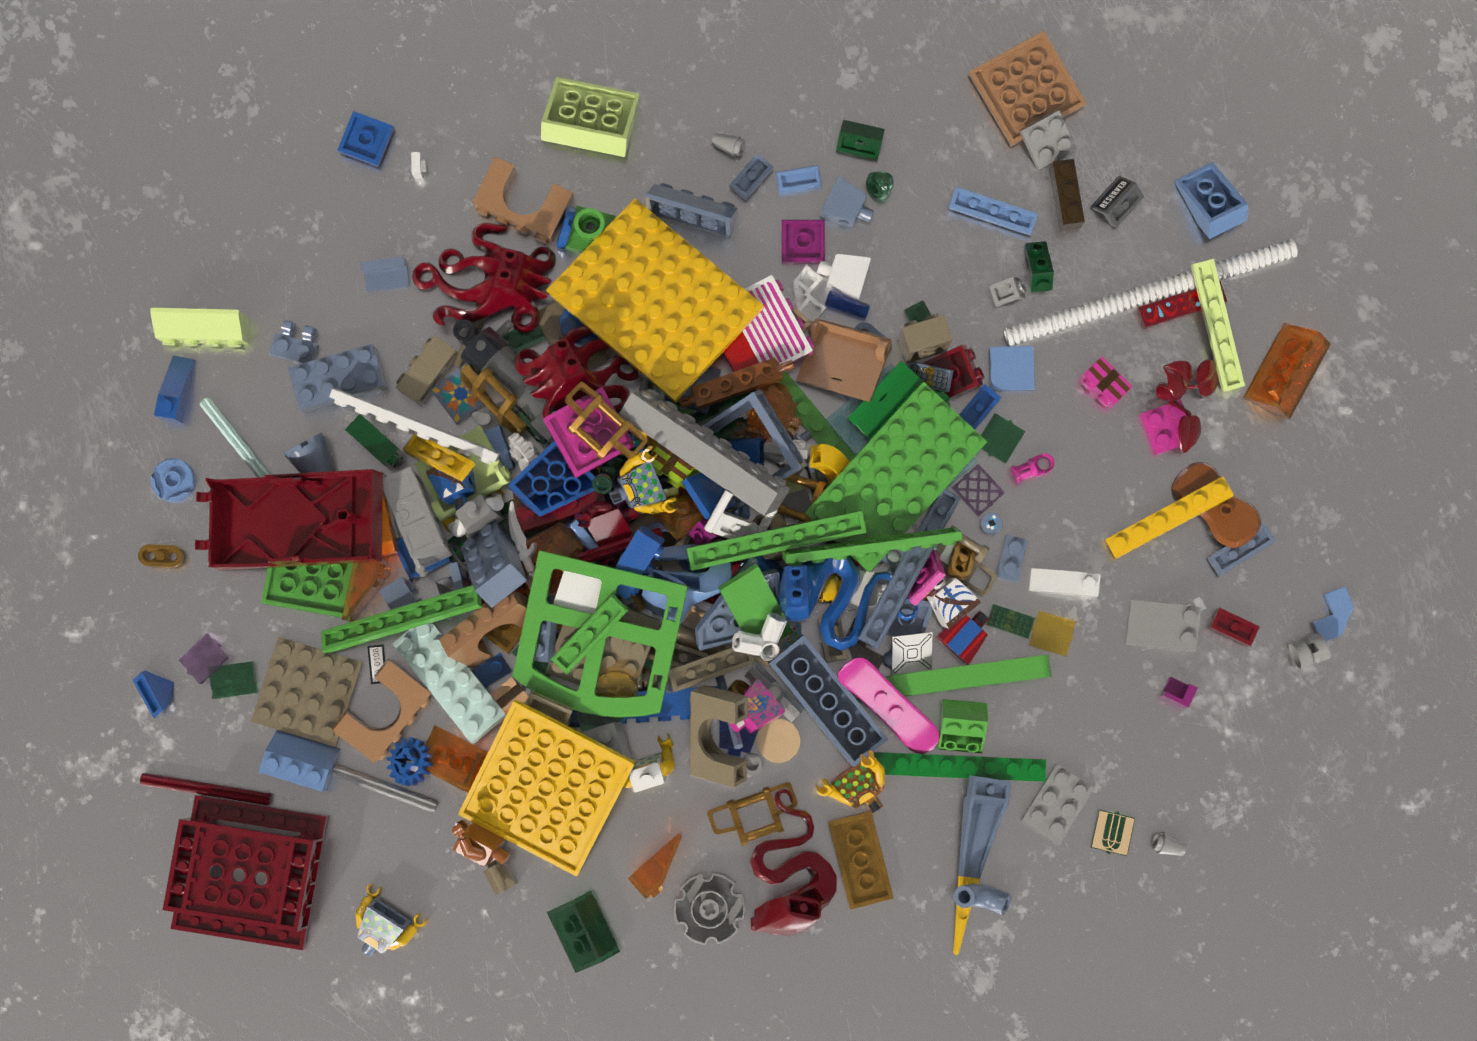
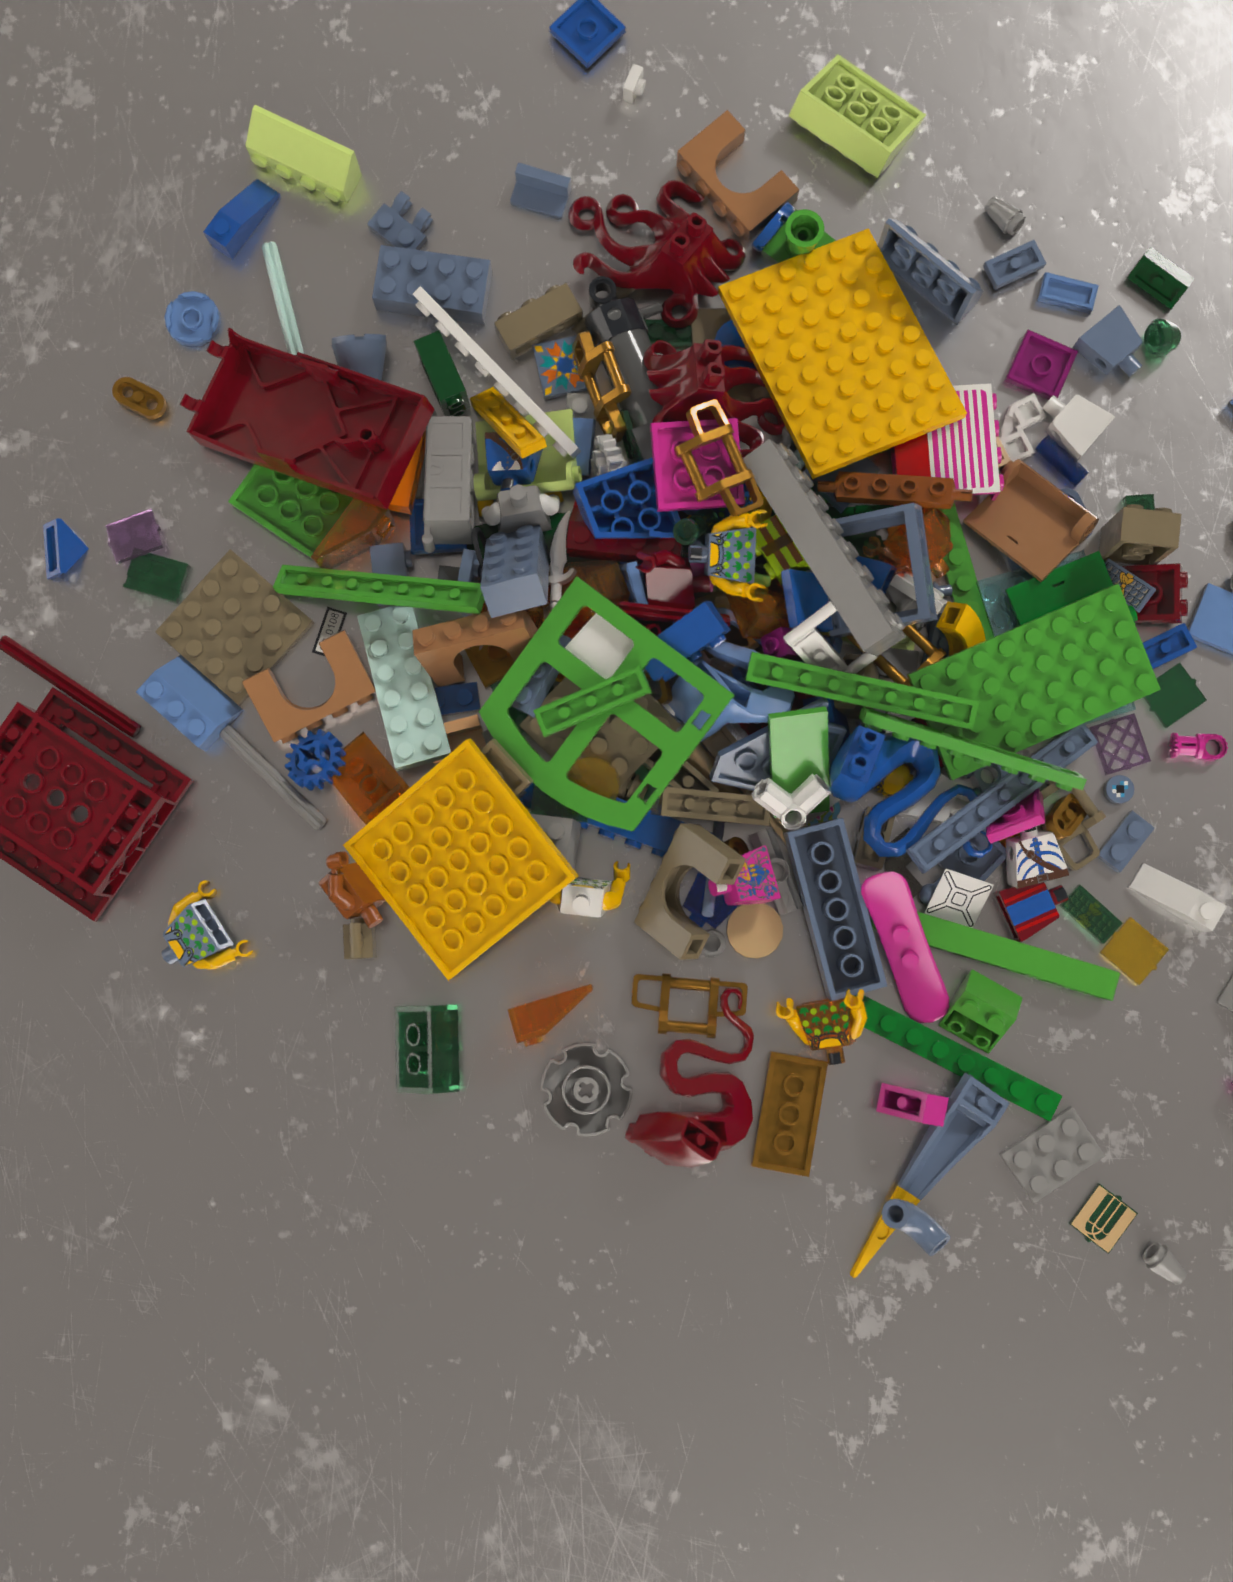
camera: 25 degrees right, 0 degrees up
(942, 814) = (912, 1104): none -> dark pink brick

